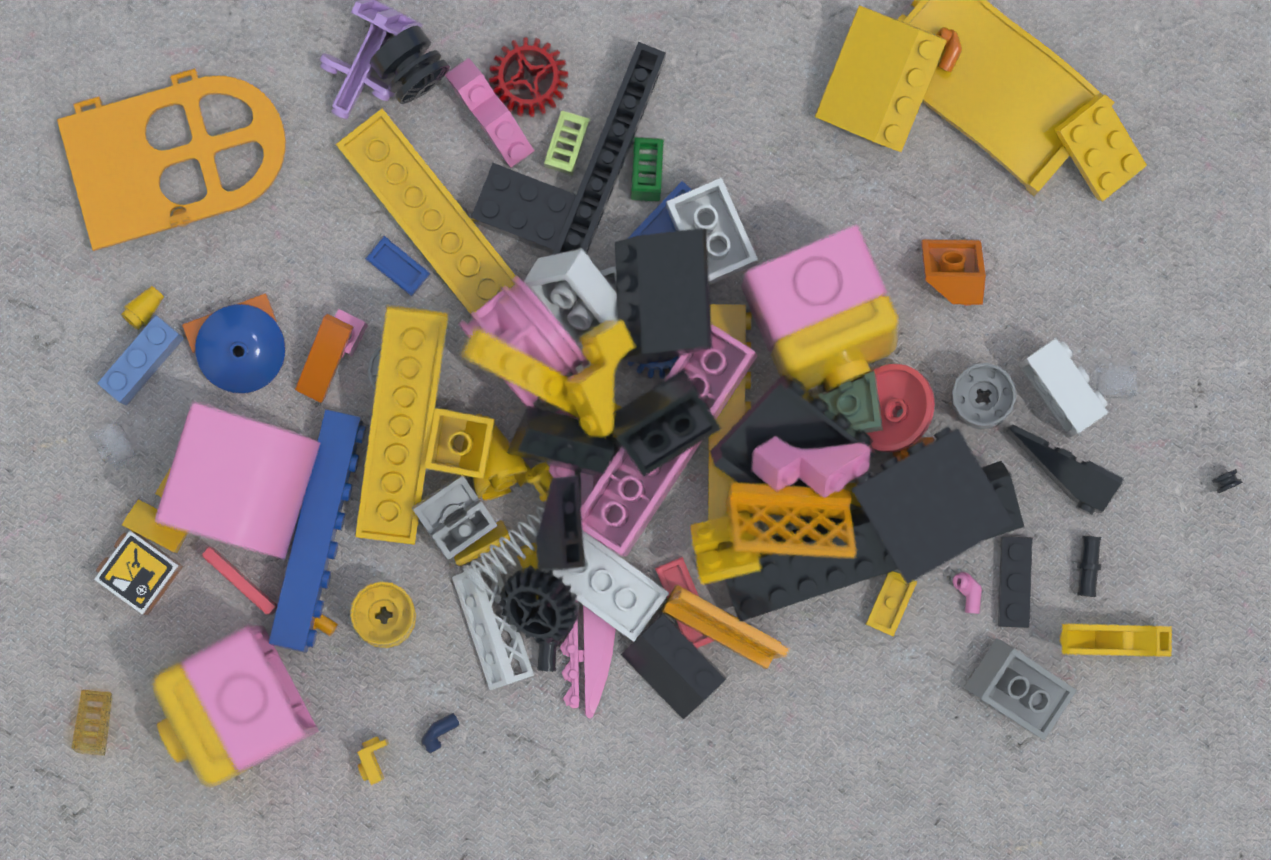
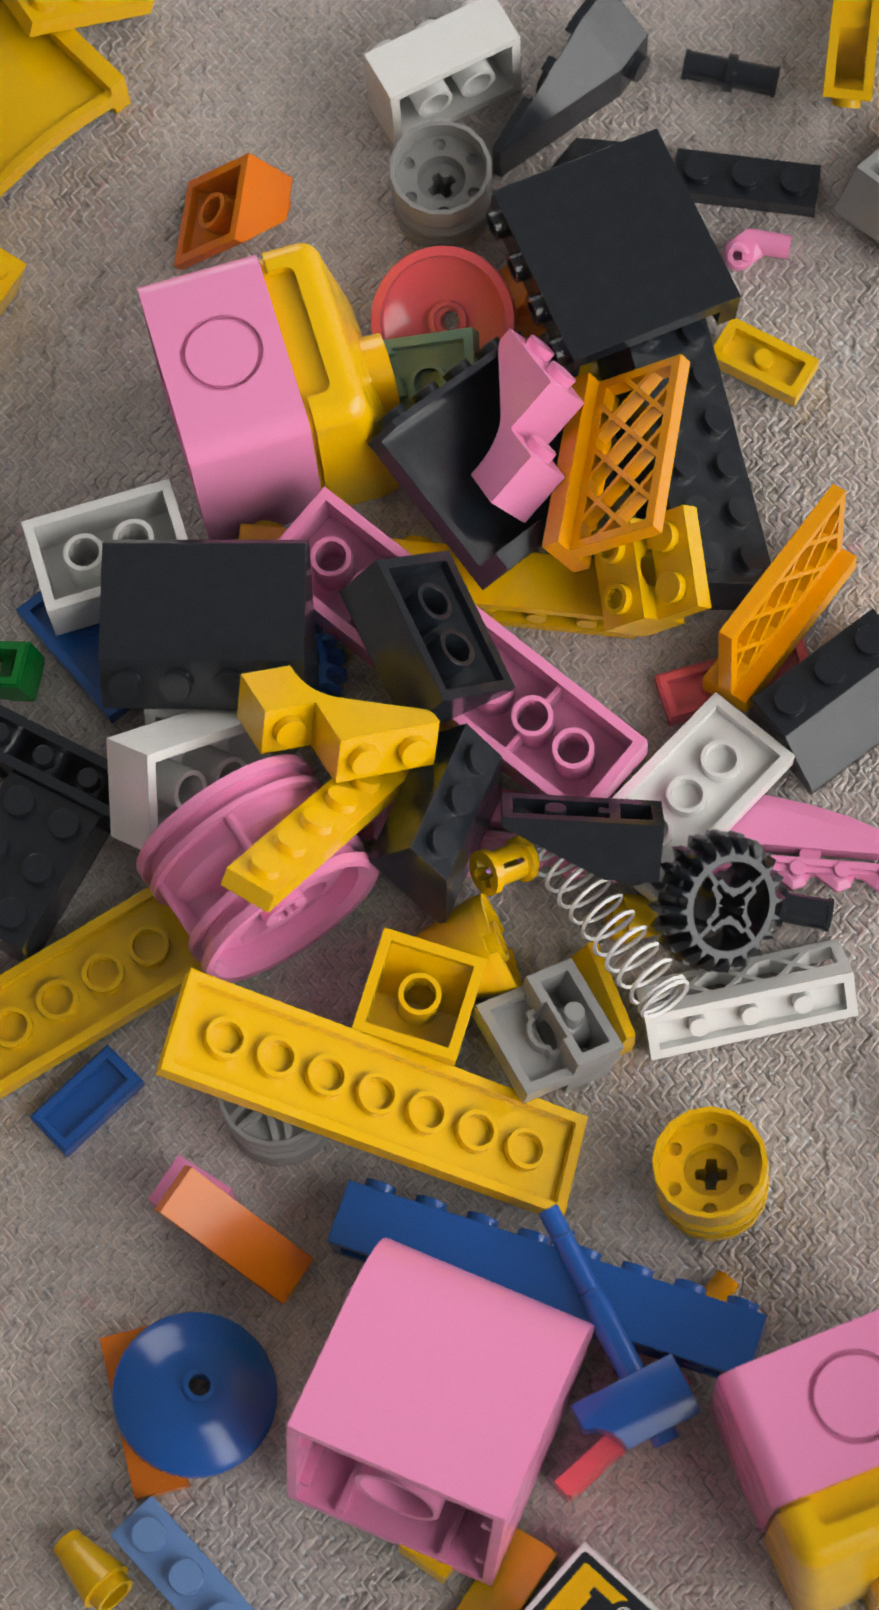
camera: 80 degrees left, 15 degrees down
(251, 590) = (646, 1399): none -> blue piece

